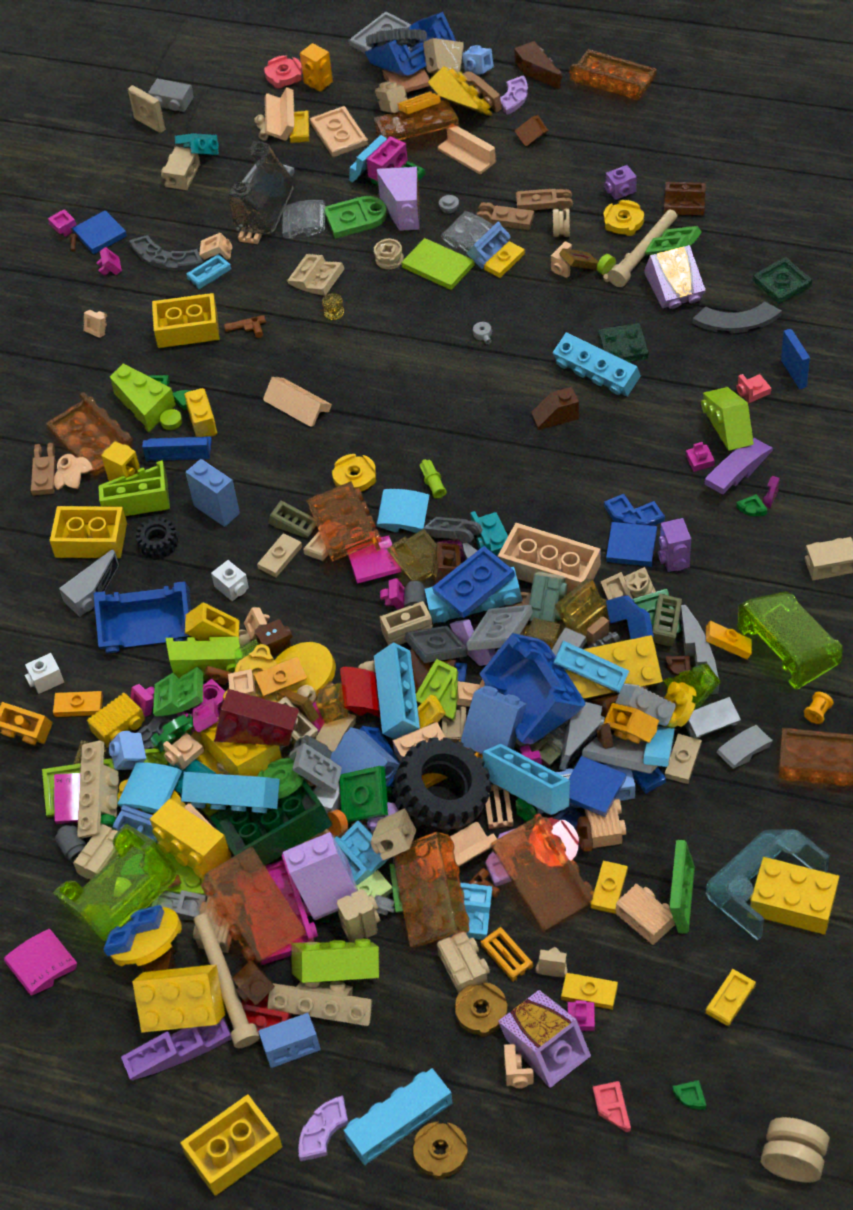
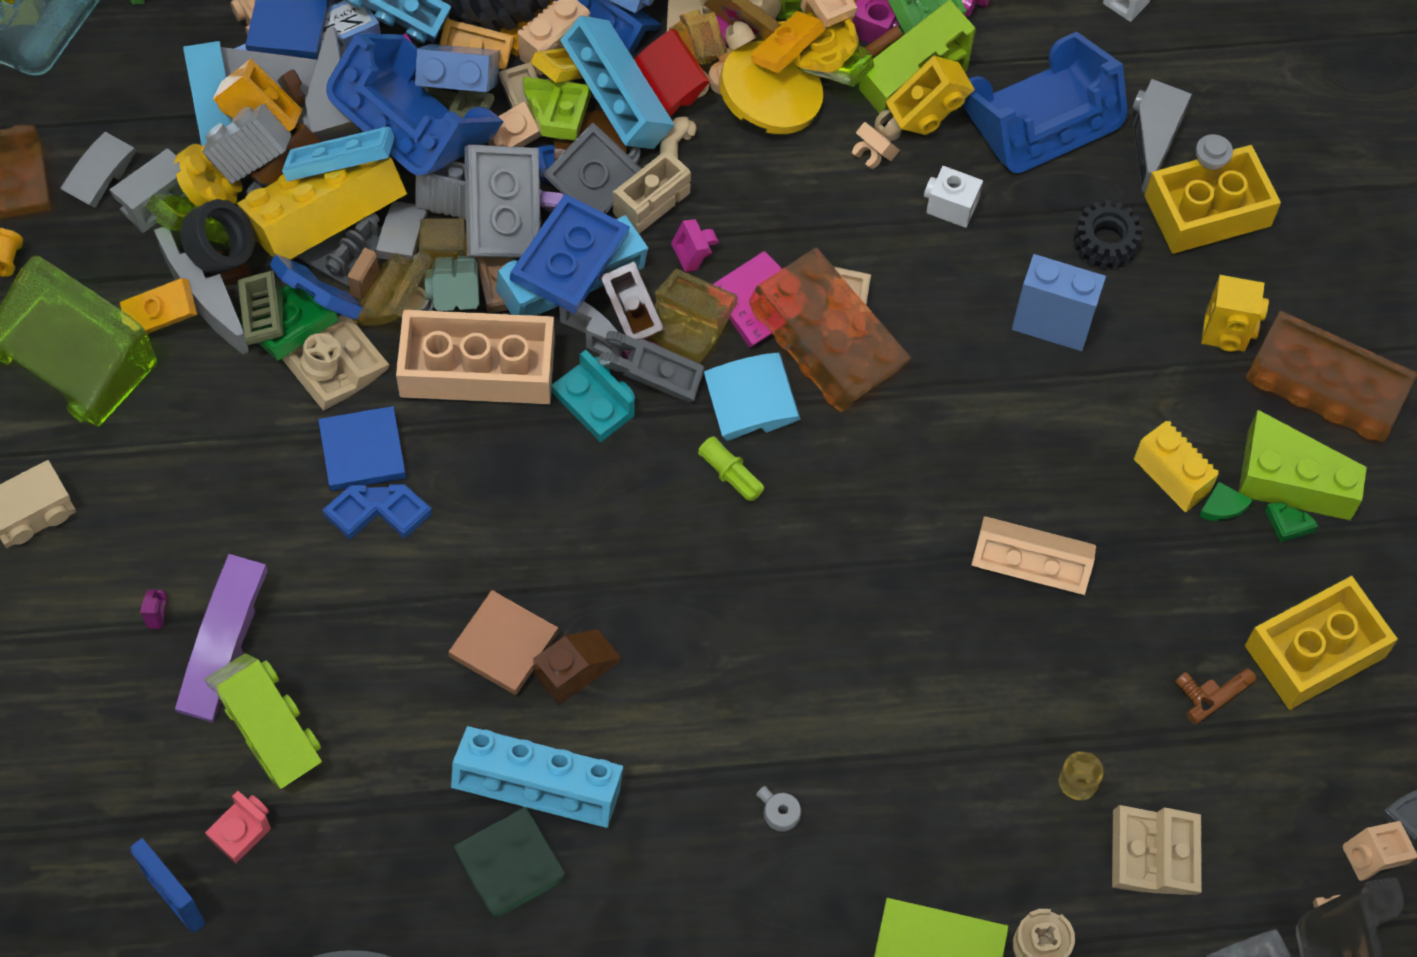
camera: 150 degrees right, 10 degrees up
(43, 471) = (1364, 303): medium nougat hinge -> none
(70, 471) = (1317, 306): light nougat plate -> none
(75, 536) = (1214, 151): none -> light grey plate
(138, 493) = (1180, 285): lime wedge -> none
(171, 419) = (1225, 455): lime tile -> none
(177, 448) = (1184, 400): blue panel -> none
(210, 272) = (1348, 826): medium azure tile -> none
(274, 636) = (837, 127): reddish brown brick -> none
(279, 555) = (906, 269): tan plate -> none
(290, 512) = (917, 318): olive slope -> none
(349, 463) = (858, 458): yellow plate -> none
(414, 593) = (664, 250): dark grey brick -> none
(589, 428) = (503, 642): none -> nougat tile
(674, 545) = (282, 431): medium lavender brick -> none
(680, 656) = (197, 244): none -> black tyre
(683, 758) = (180, 126): tan plate -> none
(700, 457) = (296, 649): dark pink tile -> none
(752, 506) = (183, 579): green tile -> none

